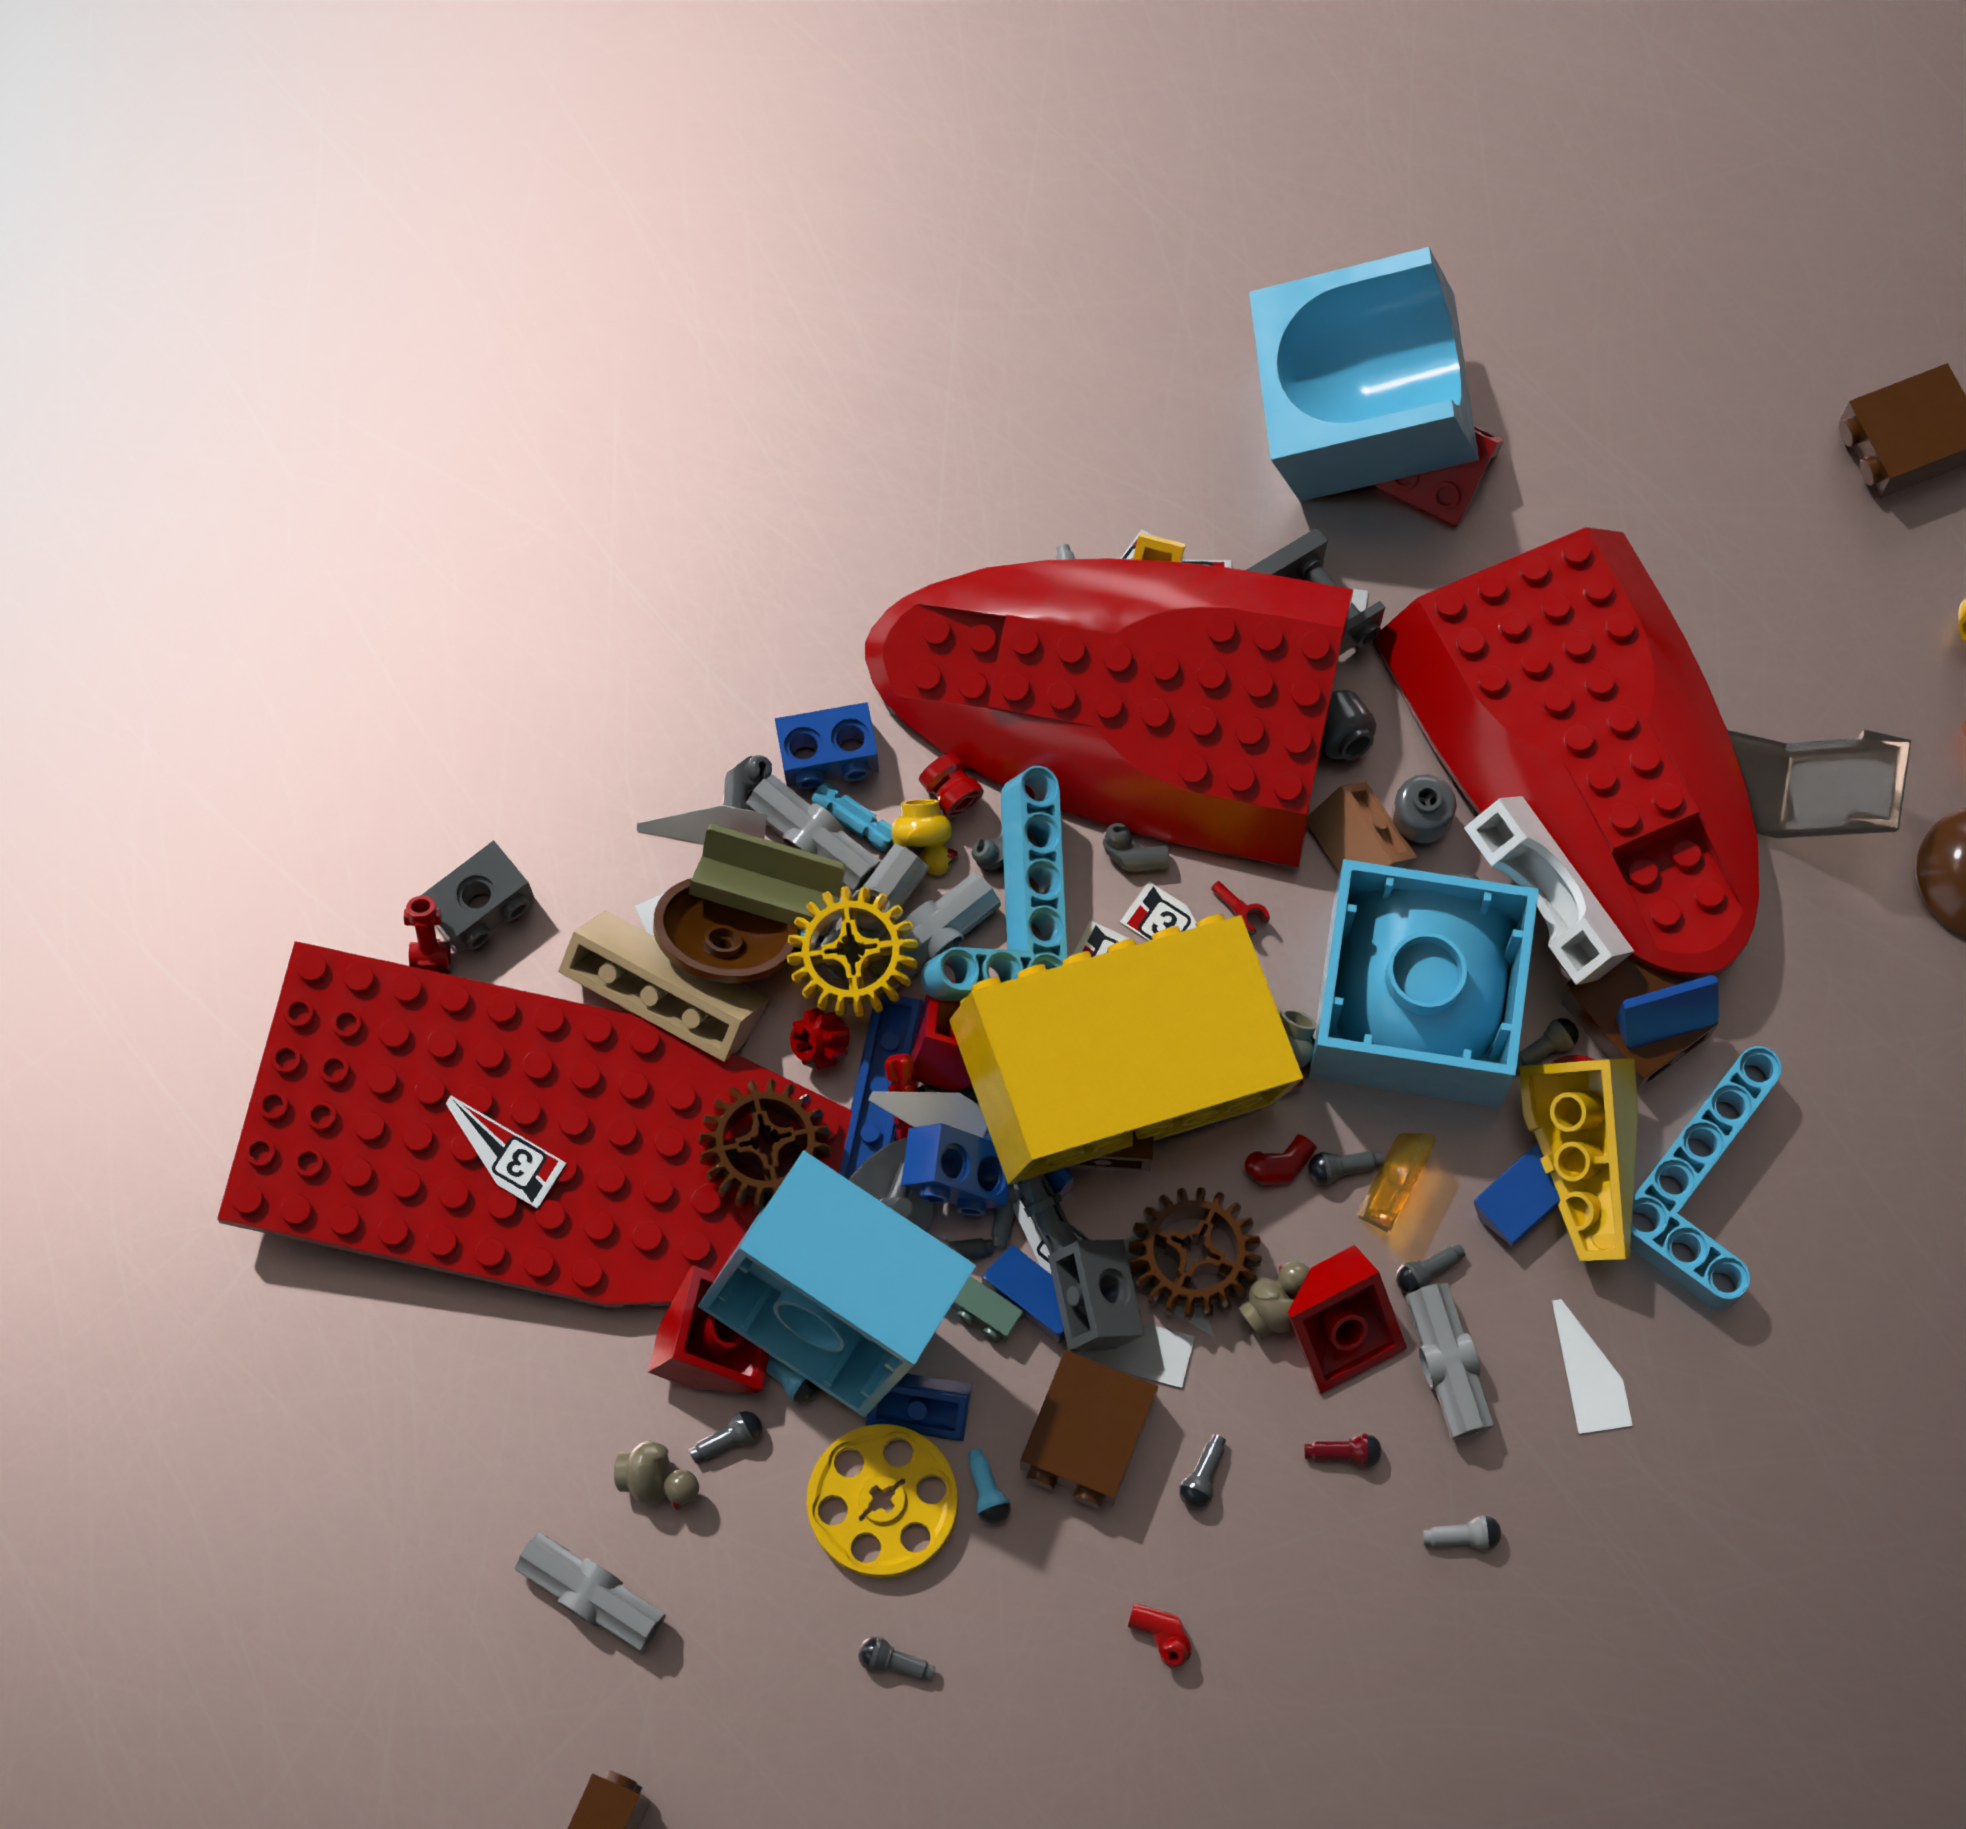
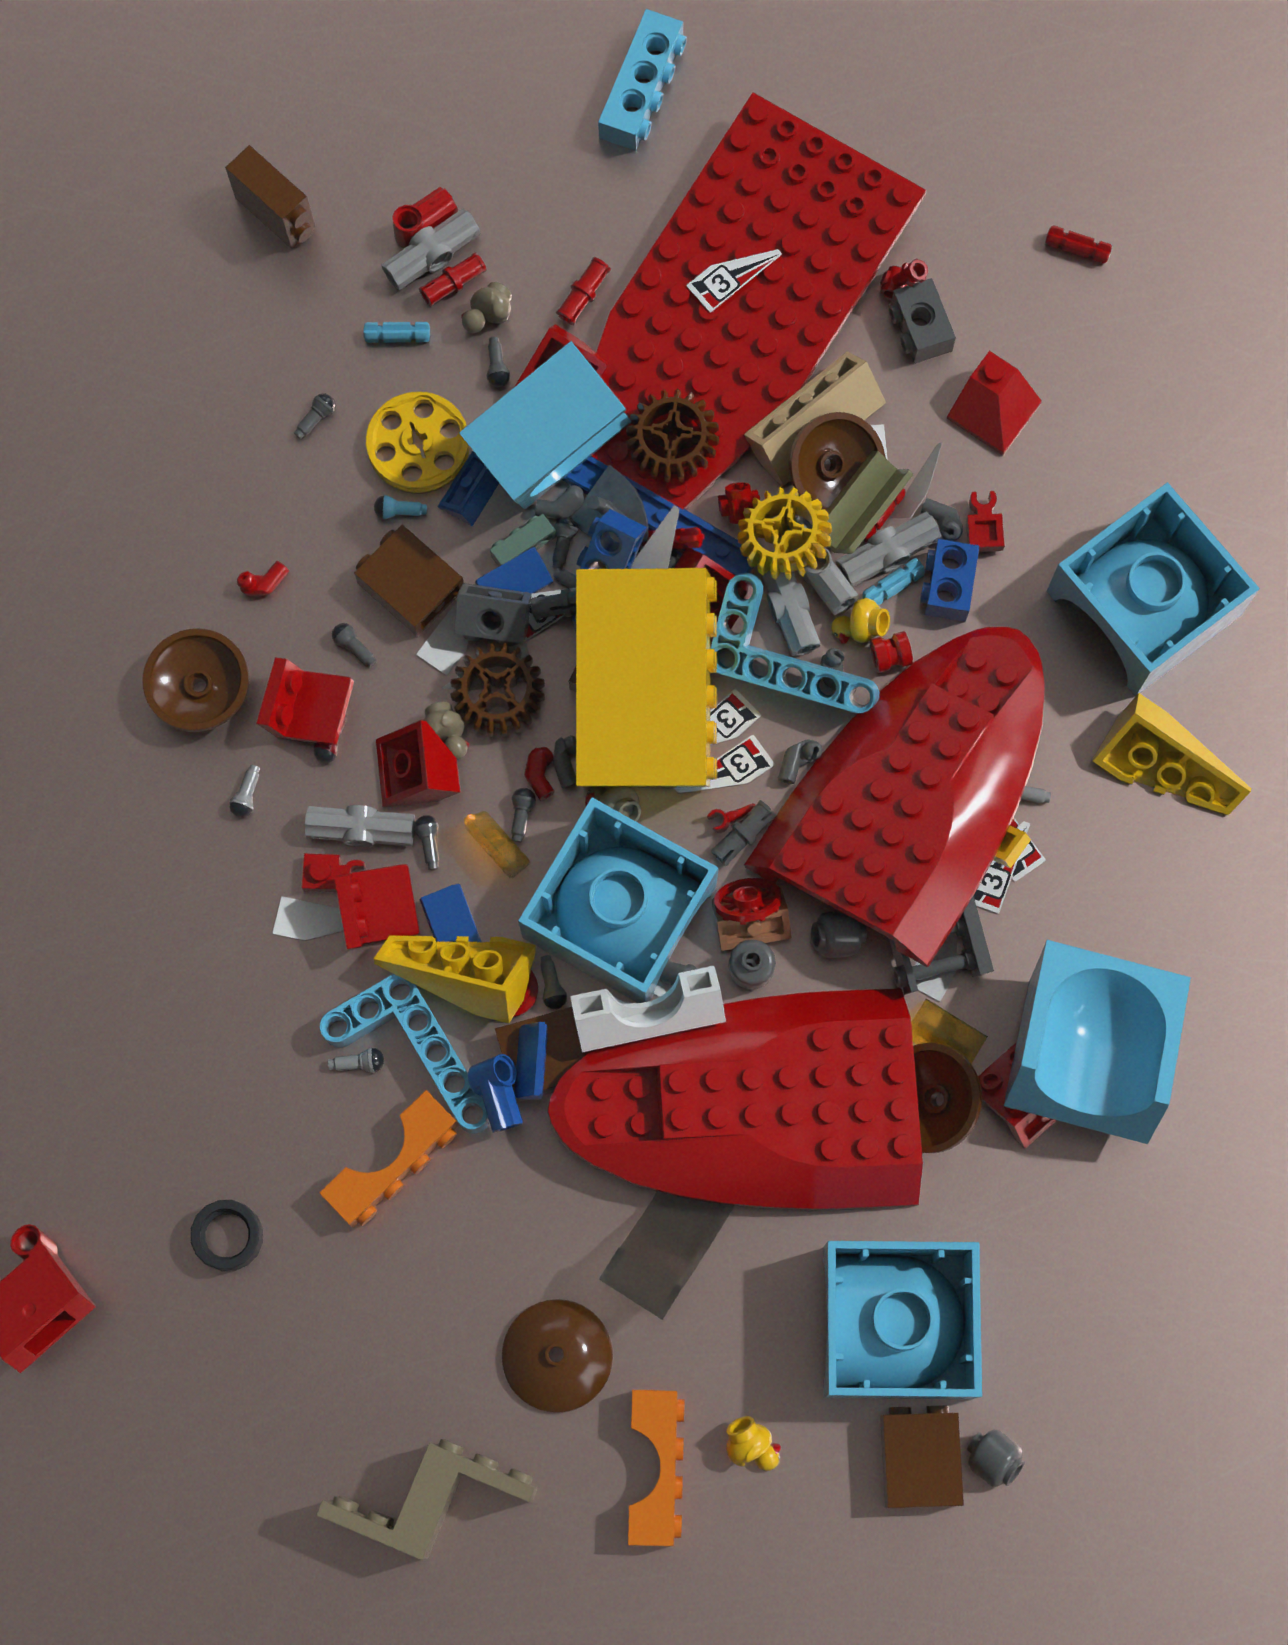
camera: 110 degrees right, 5 degrees up
(296, 745) = (1078, 244): none -> red axle
(307, 1408) = (654, 33): none -> medium azure brick
(541, 1620) = (426, 212): none -> red piece
(562, 776) = (995, 403): none -> red slope
(581, 1357) = (583, 291): none -> red pin
(625, 1544) = (452, 279): none -> red pin
(730, 1594) = (396, 332): none -> medium azure axle
(739, 728) = (984, 527): none -> red plate
(756, 494) = (1155, 585): none -> medium azure piece
(956, 440) = (1160, 753): none -> yellow wedge
(1254, 1138) = (562, 761): none -> dark grey arm
(1258, 882) = (743, 833): none -> dark grey pin
(1317, 1491) = (304, 704): none -> red bracket
(1345, 838) = (747, 899): none -> red wheel
(1353, 1618) = (182, 663): none -> reddish brown dish
(1407, 564) = (939, 1026): none -> clear yellow slope
(1496, 510) = (950, 1073): none -> reddish brown dish
(1525, 1385) = (321, 870): none -> red plate
(1547, 1295) = (376, 904): none -> red bracket
(1715, 1046) = (494, 1083): none -> blue piece
(1741, 1230) = (369, 1060): none -> light grey piece
(1777, 485) = (903, 1320): none -> medium azure piece
(1873, 354) = (995, 1458): none -> dark grey head
(1913, 1174) = (357, 1193): none -> orange arch

